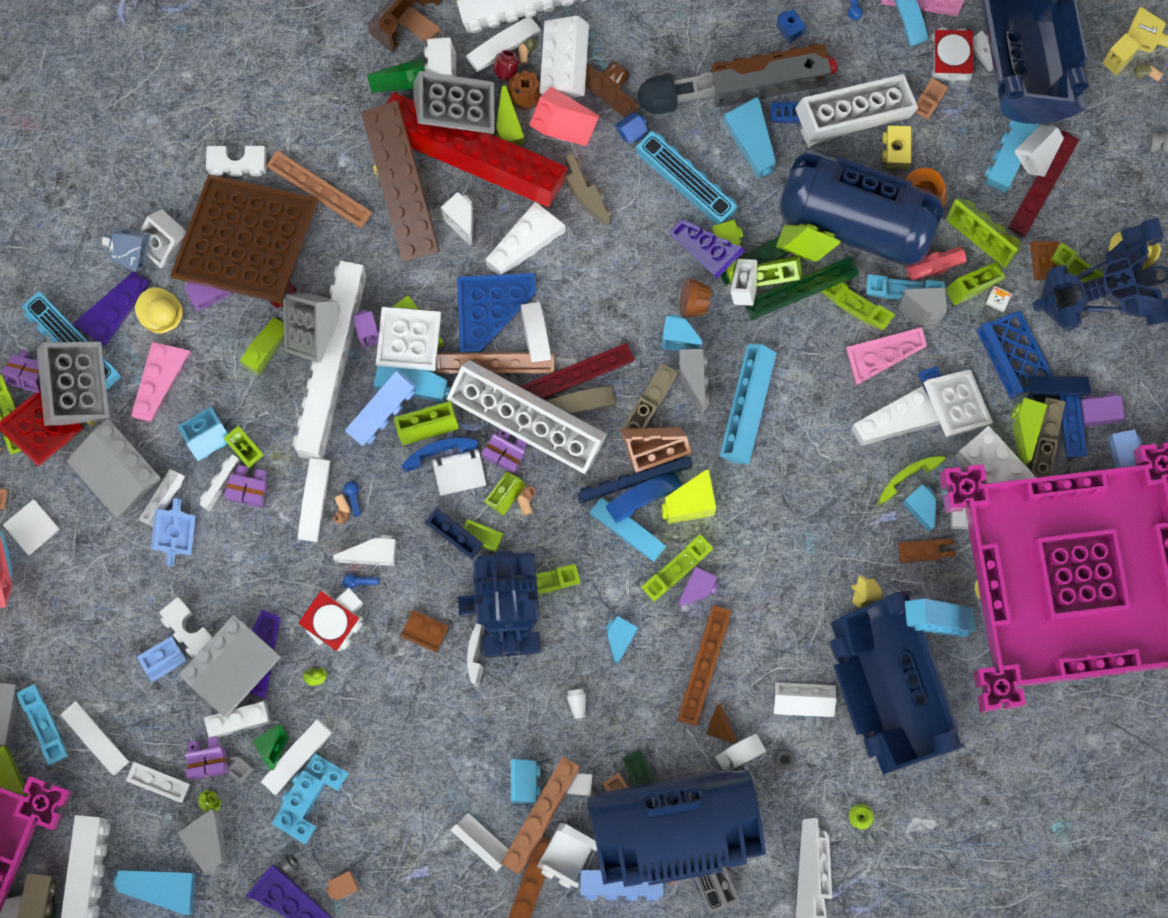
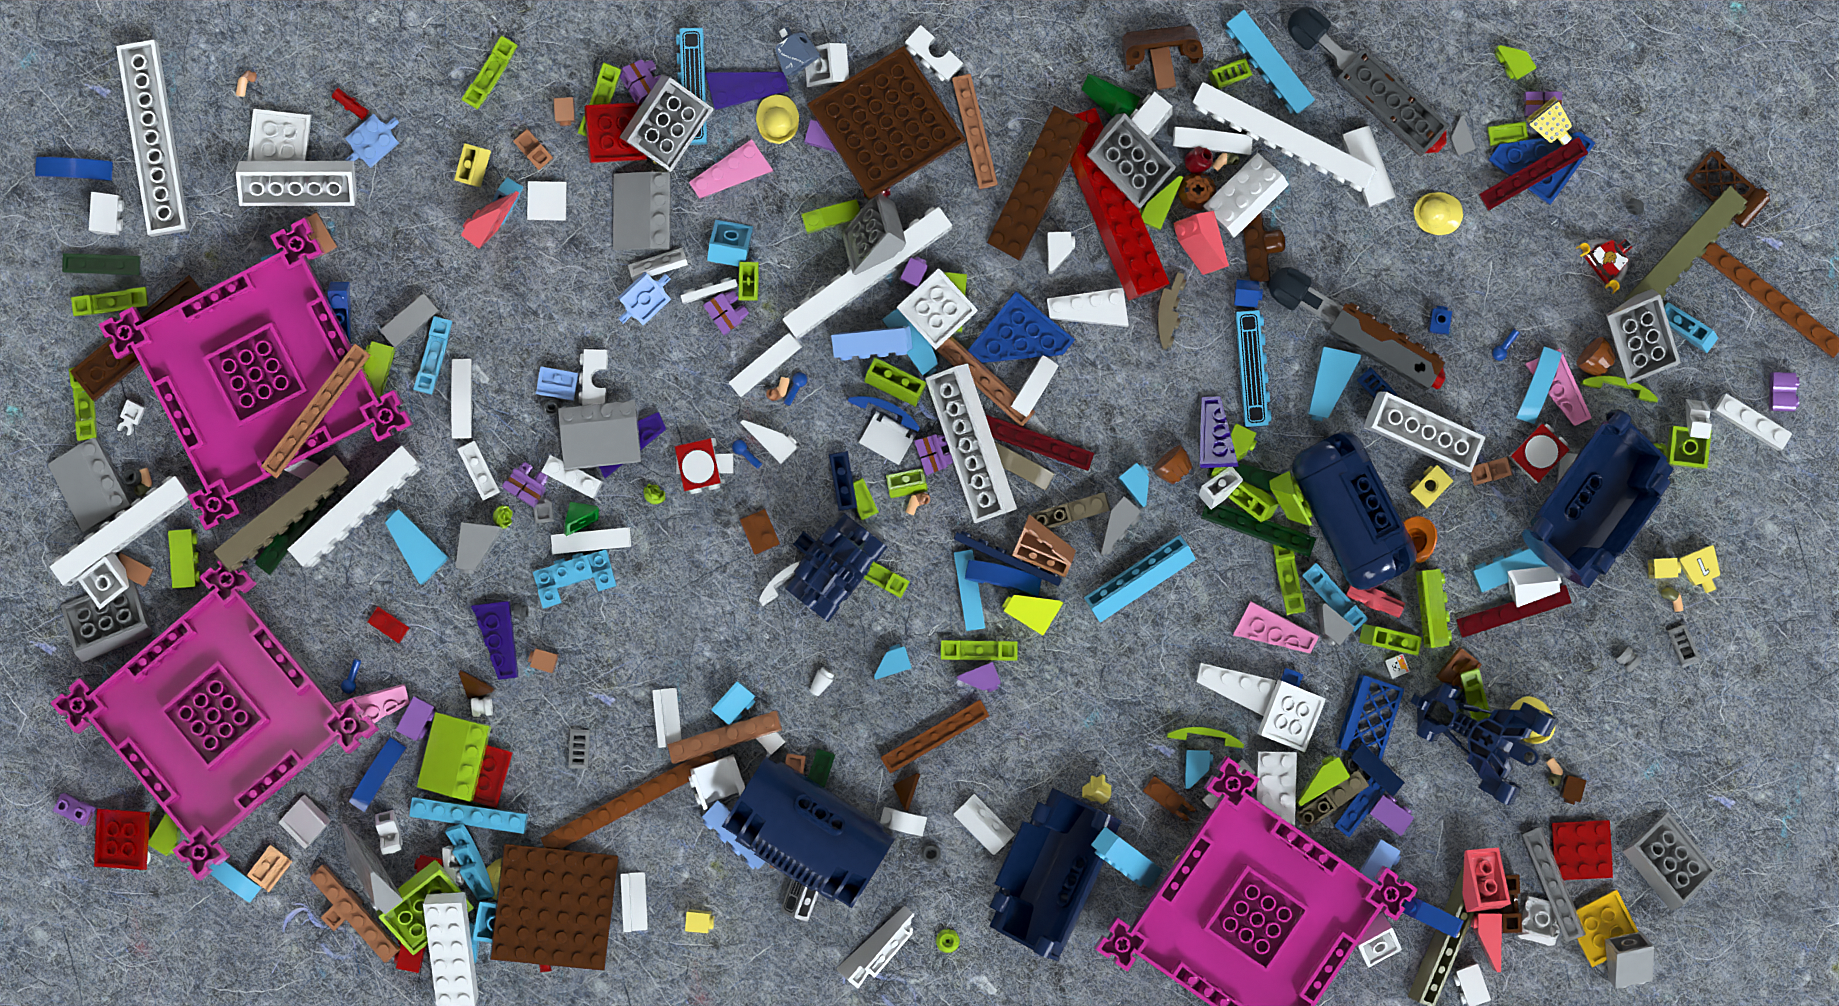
camera: 45 degrees right, 10 degrees up
(172, 687) = (551, 411): none -> dark grey plate

